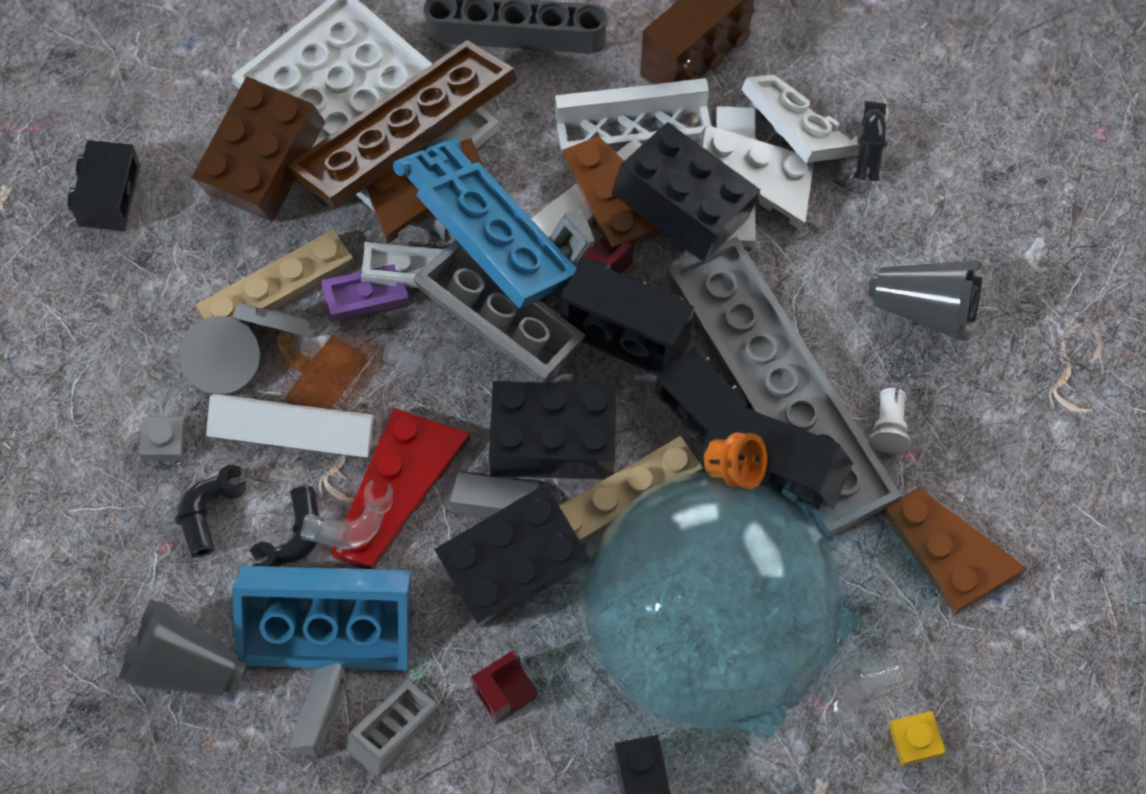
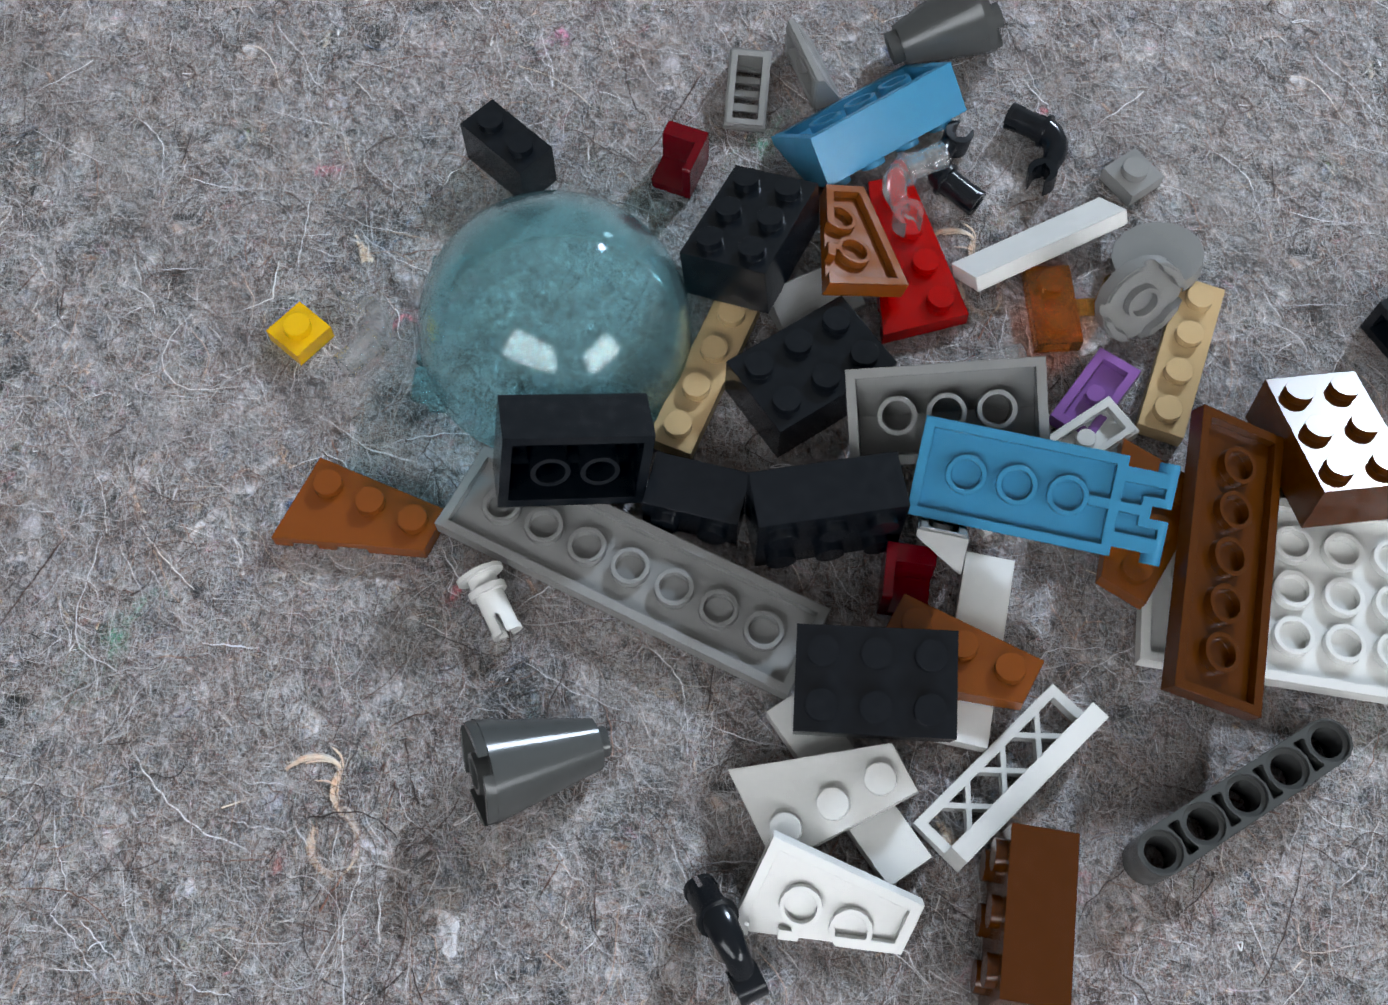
camera: 145 degrees right, 0 degrees up
(437, 500) = (855, 247): none -> dark orange wing
(734, 471) = (595, 367): orange piece -> none

